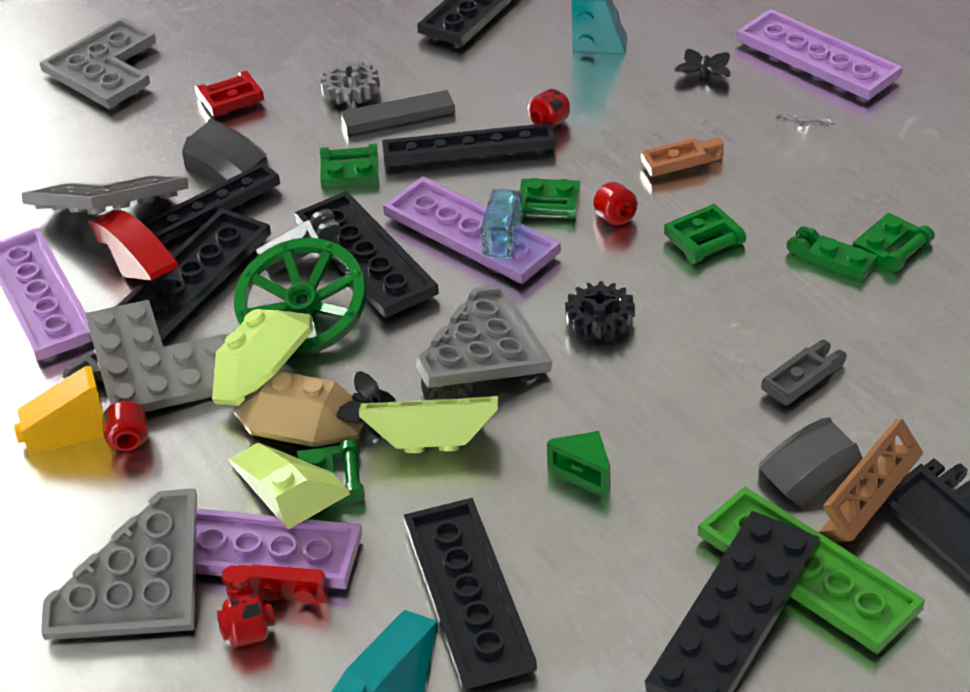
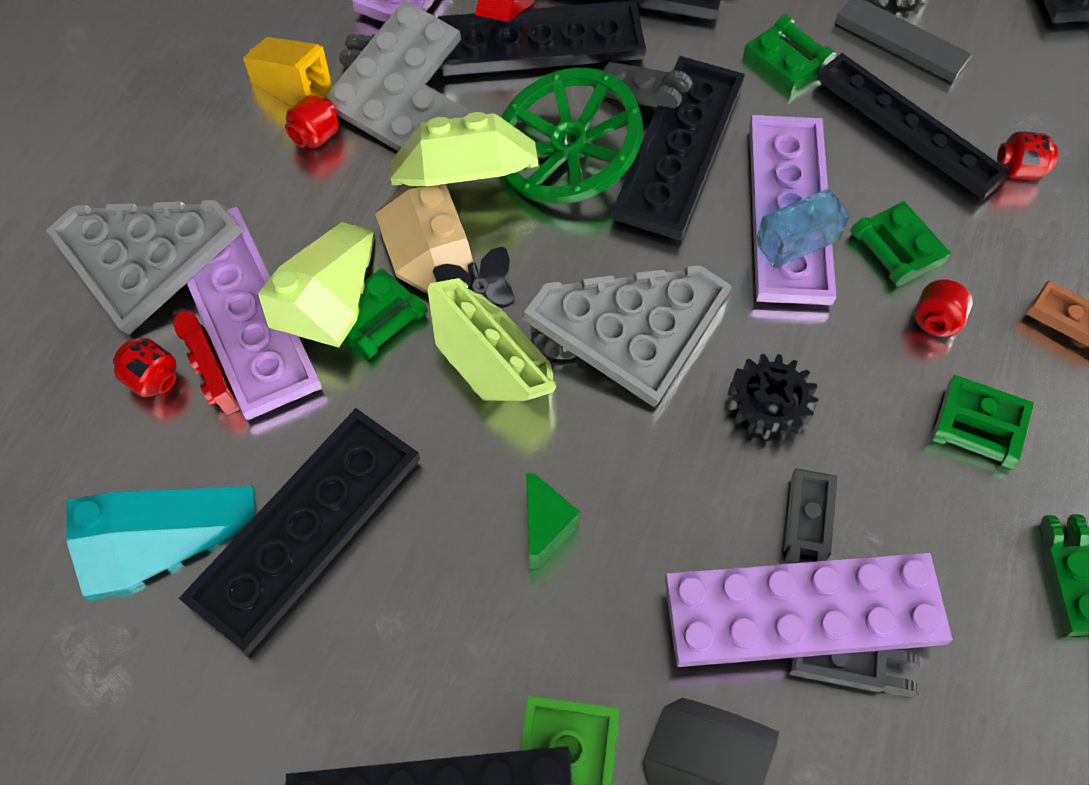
camera: 50 degrees right, 20 degrees up
(703, 343) = (810, 515): none -> dark grey hinge
(754, 369) = (806, 609): none -> lavender plate

